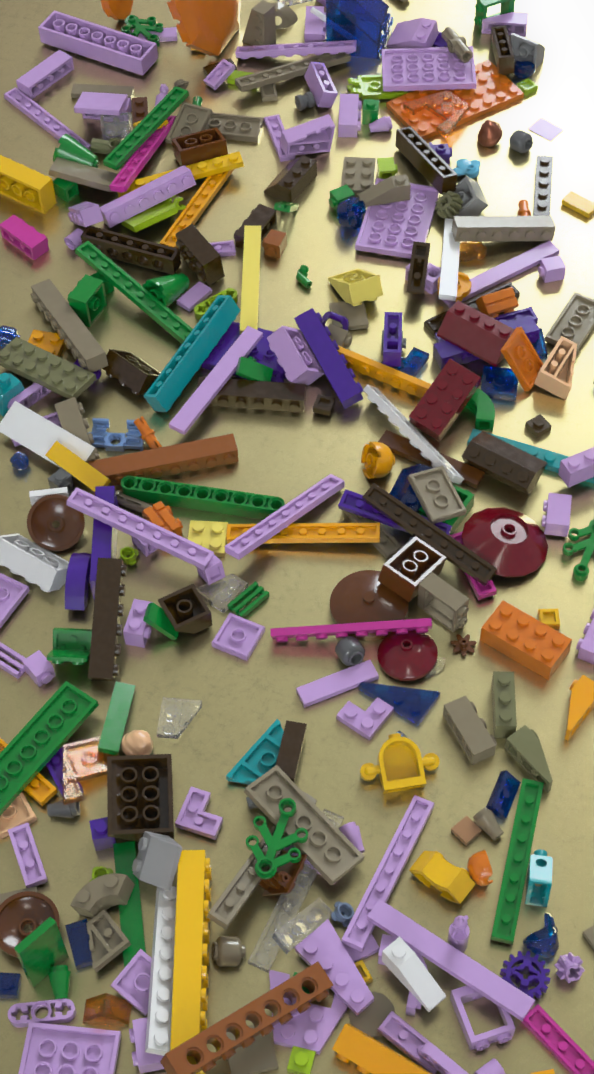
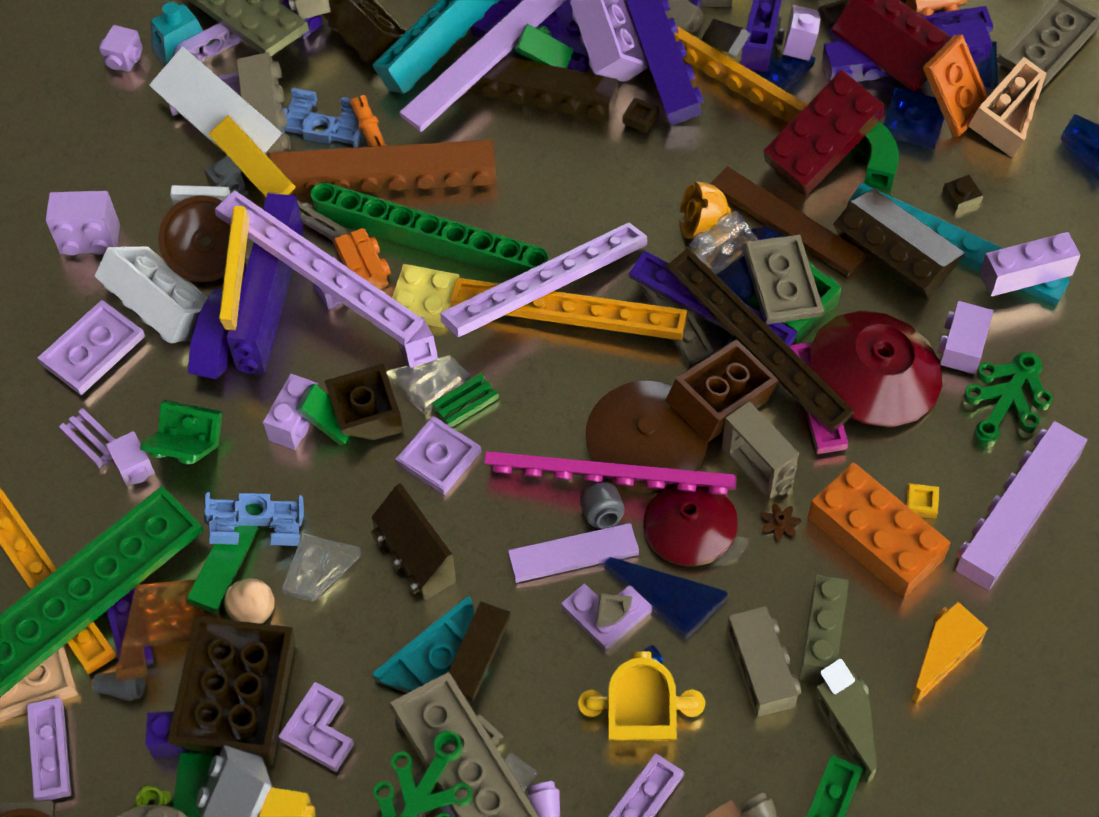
camera: 10 degrees right, 5 degrees up
(19, 460) = (173, 137): clear blue plate -> none
(87, 536) = (234, 268): none -> yellow tile
(106, 619) = (241, 399): dark brown brick -> none
(113, 692) = (226, 514): none -> medium blue piece
(129, 551) = (300, 298): lime plate -> none
(236, 692) = (413, 544): none -> dark brown slope
(370, 348) = (725, 37): none -> dark brown tile
(370, 712) = (612, 609): none -> dark tan tile
(395, 476) = (722, 242): none -> clear brick
(408, 430) = (760, 172): white plate -> none
(418, 338) = (801, 32): none -> lavender slope
(503, 794) = (795, 776): clear blue plate -> none
(518, 730) = (837, 676): none -> white sticker

